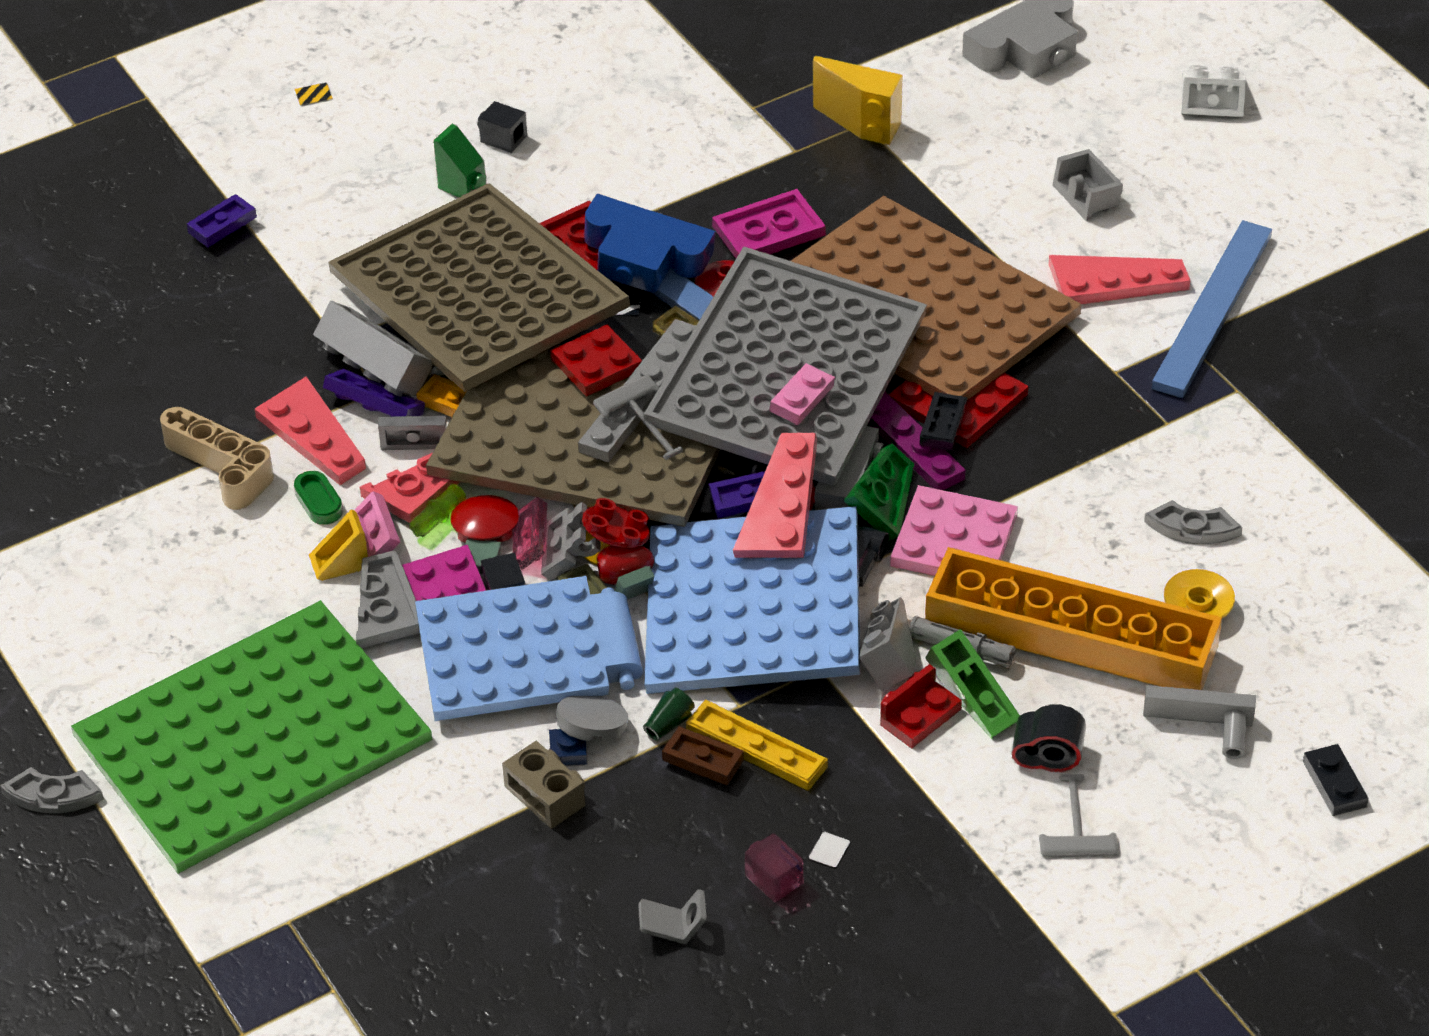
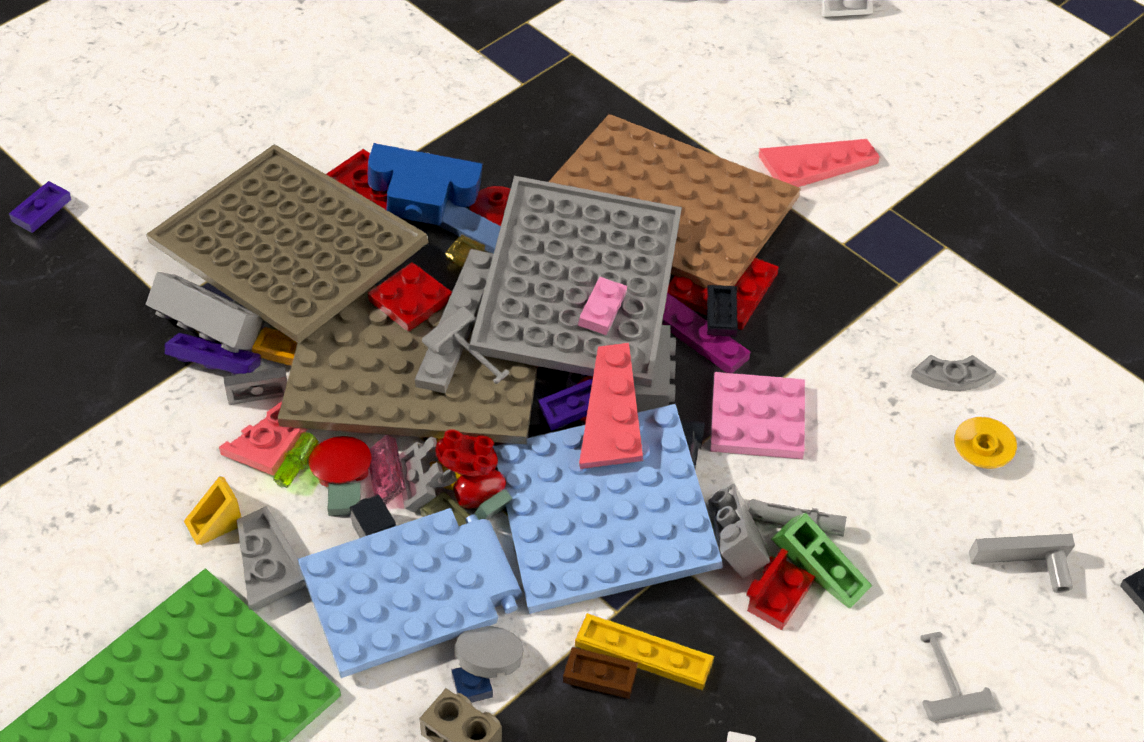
camera: 15 degrees left, 5 degrees up
(240, 461) = (103, 438): tan beam -> none
(311, 429) = (160, 394): coral wing -> none
(313, 93) = (100, 81): sticker -> none
(318, 497) = (181, 461): green tile -> none
(377, 525) = (243, 483): bright pink plate -> none
(444, 574) = (317, 526): dark pink plate -> none
(458, 163) = (243, 130): green slope -> none
(502, 126) = (272, 92): black brick -> none
(669, 713) = (559, 632): dark green cone -> none
(769, 224) = (521, 152): dark pink plate -> none
(858, 98) = (567, 33): yellow slope -> none
(883, 491) = (688, 383): green wing -> none
(1049, 738) = (906, 604): black piece -> none
(1074, 620) = (893, 484): light orange brick -> none
(1086, 183) = (771, 84): light grey window -> none
(1211, 309) = (903, 180): medium blue tile -> none

